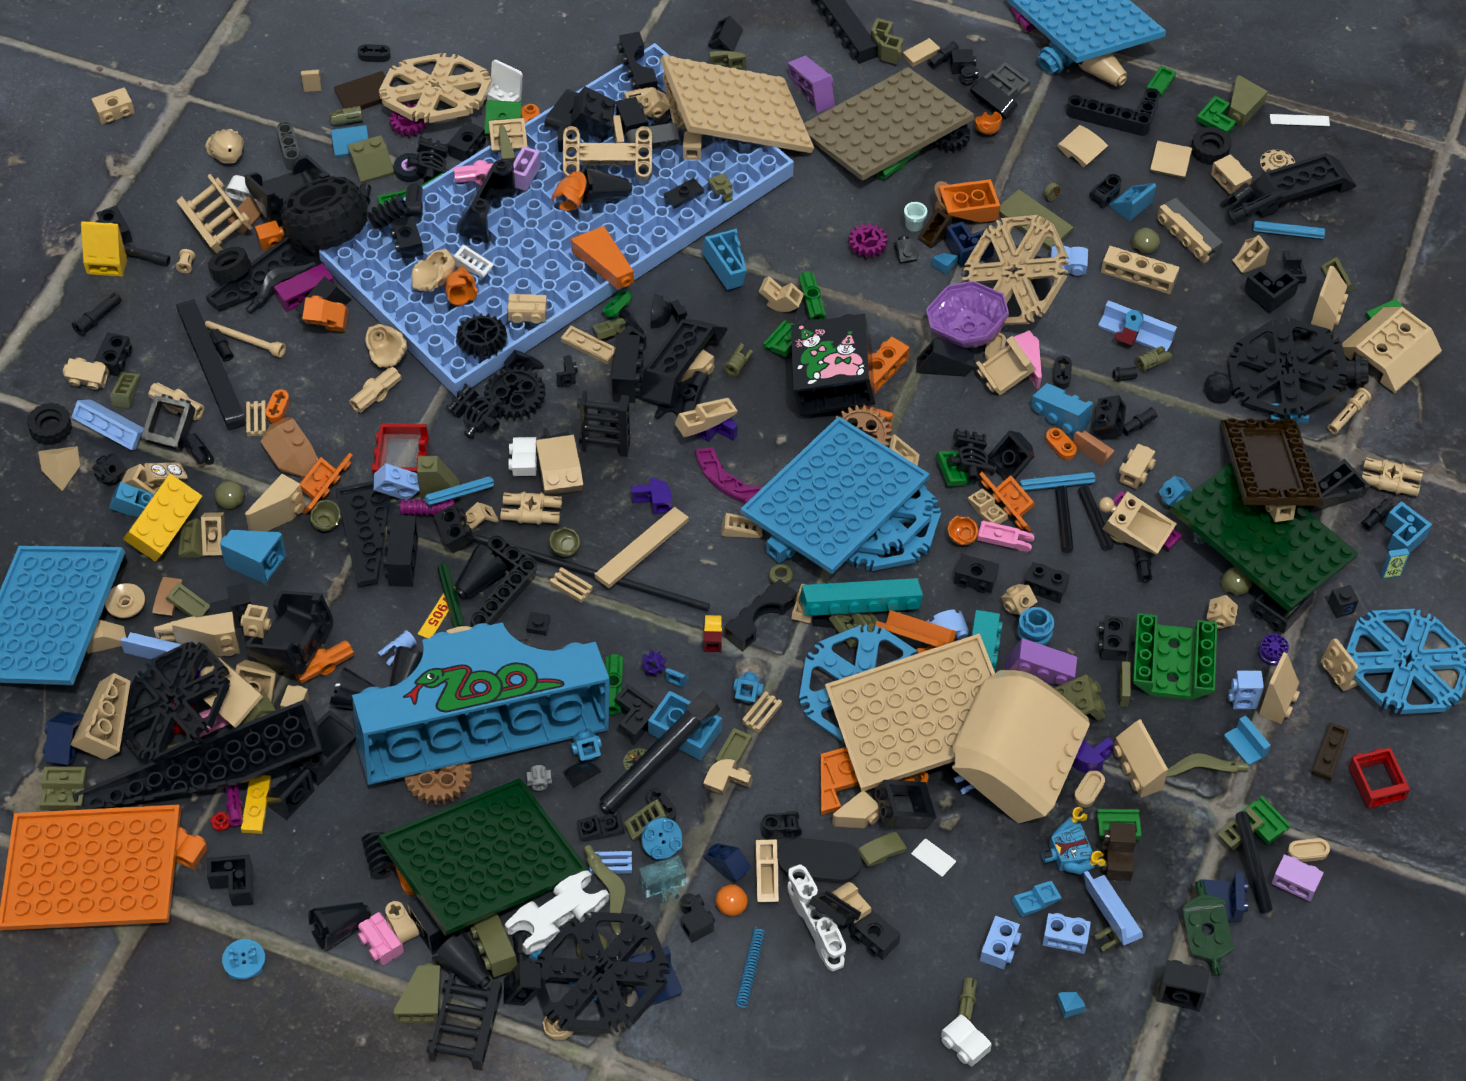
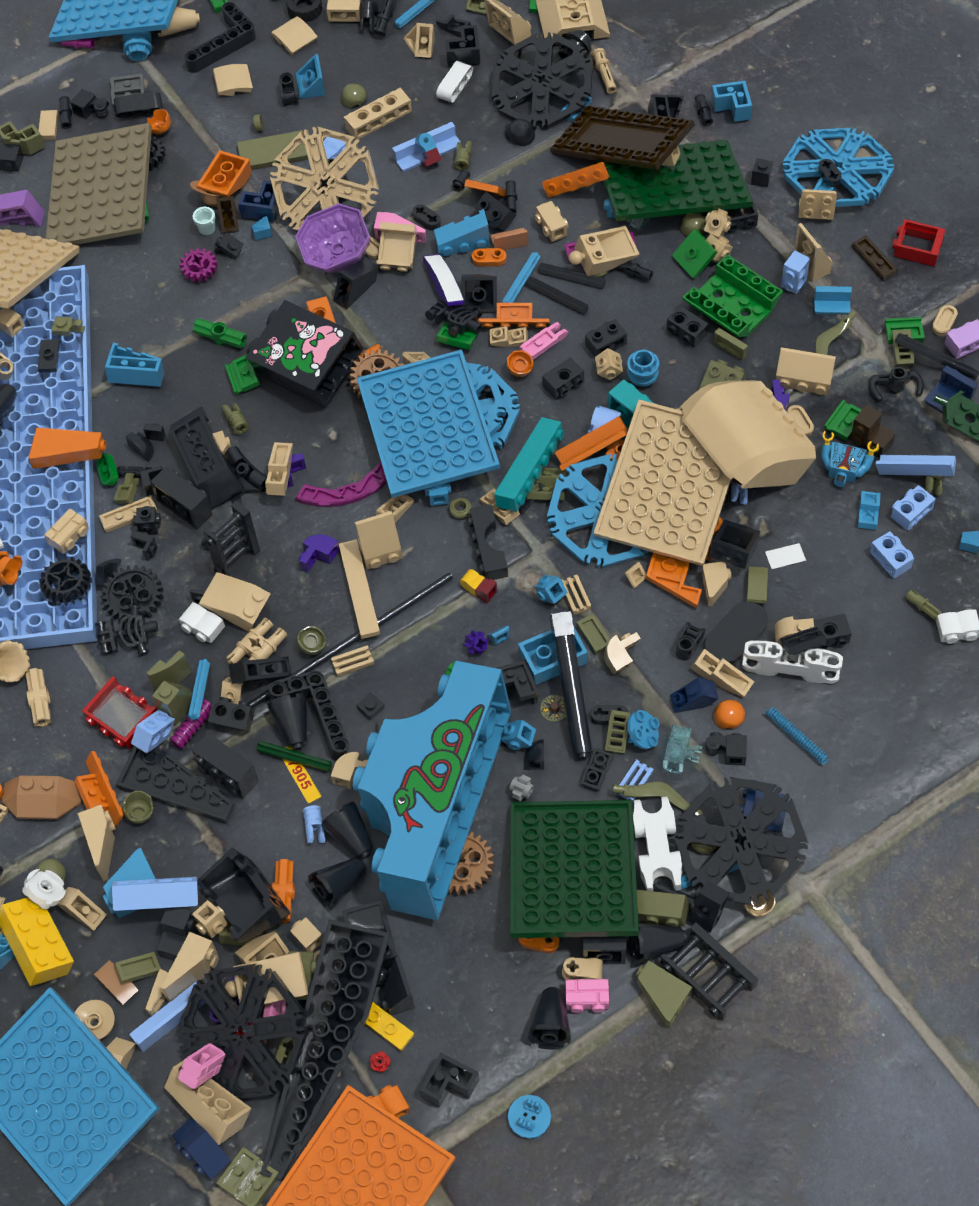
camera: 50 degrees left, 5 degrees up
(124, 690) = (201, 1066): none -> bright pink brick
(191, 540) = (72, 931): olive slope -> none
(199, 501) = (45, 898): none -> white plate
(234, 814) = (376, 1042): magenta pin -> none
(246, 566) = (154, 893): none -> light blue panel
(377, 858) = (506, 951): black piece -> none
(460, 462) = (173, 671): none -> olive slope
(508, 522) = (259, 669): none -> black slope
(589, 359) = (147, 520): none -> black brick
(692, 530) = (378, 540): none -> tan slope
(781, 298) = (204, 353): tan brick -> none
(816, 746) = (636, 575): none -> tan slope
(1002, 422) = (444, 280): none -> white slope
(1042, 661) = (676, 383): medium lavender wedge -> none
(1126, 393) = (483, 187): none -> orange tile
(1174, 490) = (597, 207): dark azure brick -> none
(1189, 230) = (369, 63): tan piece -> none
(1194, 456) = (575, 180): none -> orange bracket
(1199, 597) = (694, 253): none -> green plate
(1200, 845) = (896, 381): none -> black piece
(1228, 304) = (454, 81): none -> white beam
(1243, 594) = (711, 222): none -> tan brick
(1272, 649) = (768, 238): dark purple wheel -> none
(1385, 653) = (826, 174): none -> black beam
(1394, 563) = (756, 123): tile -> none
(1398, 472) = (680, 80): tan pin -> none

